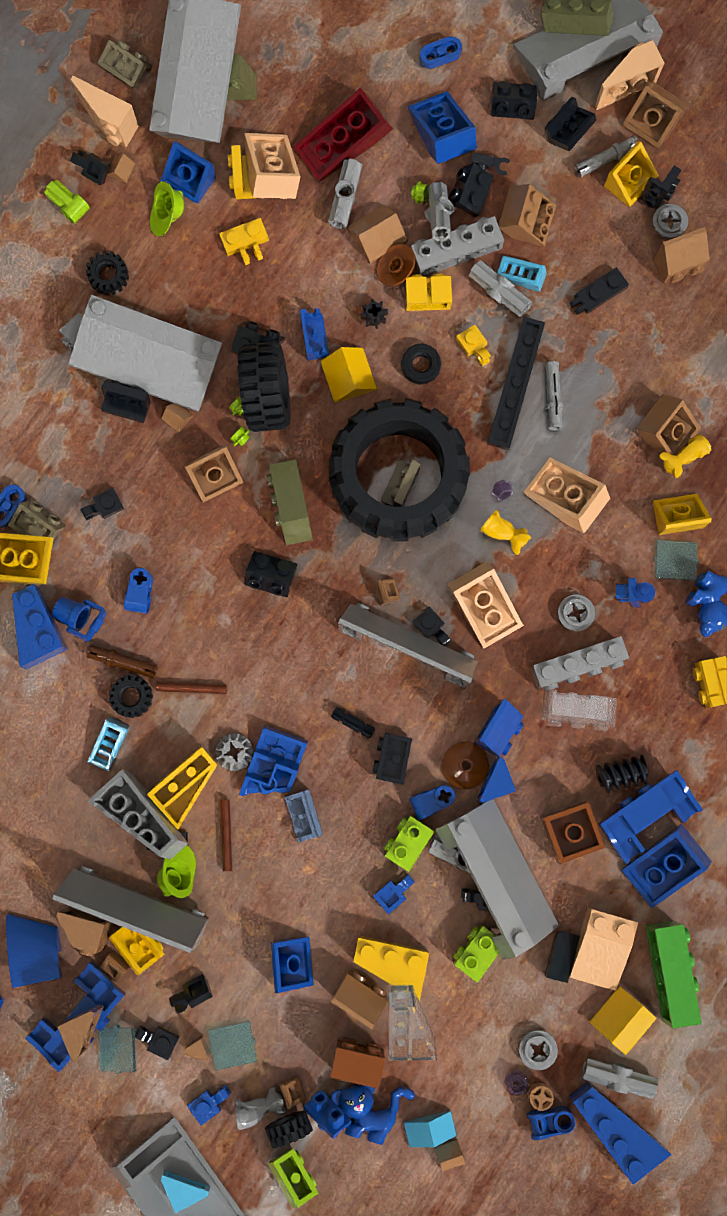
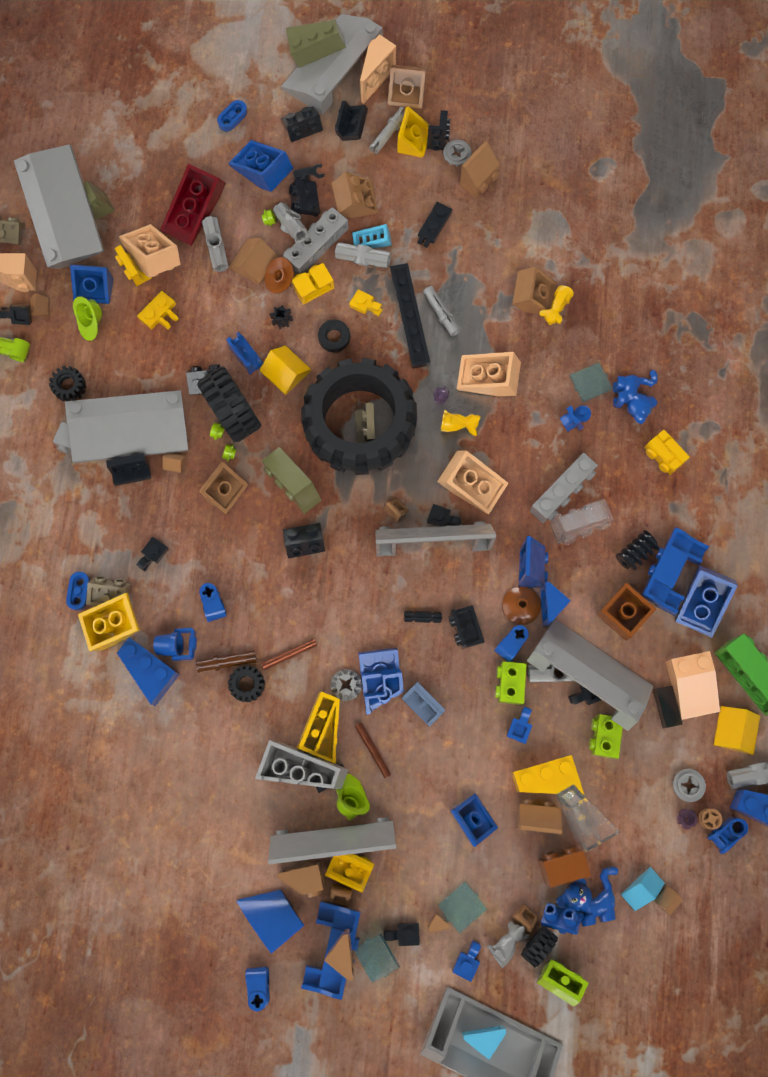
camera: 25 degrees left, 5 degrees down
(114, 724) = (247, 711): medium azure slope -> none
(194, 993) = (412, 883): black plate -> none
(580, 603) = (541, 446): light grey gear -> none
(680, 514) = (576, 348): yellow slope -> none

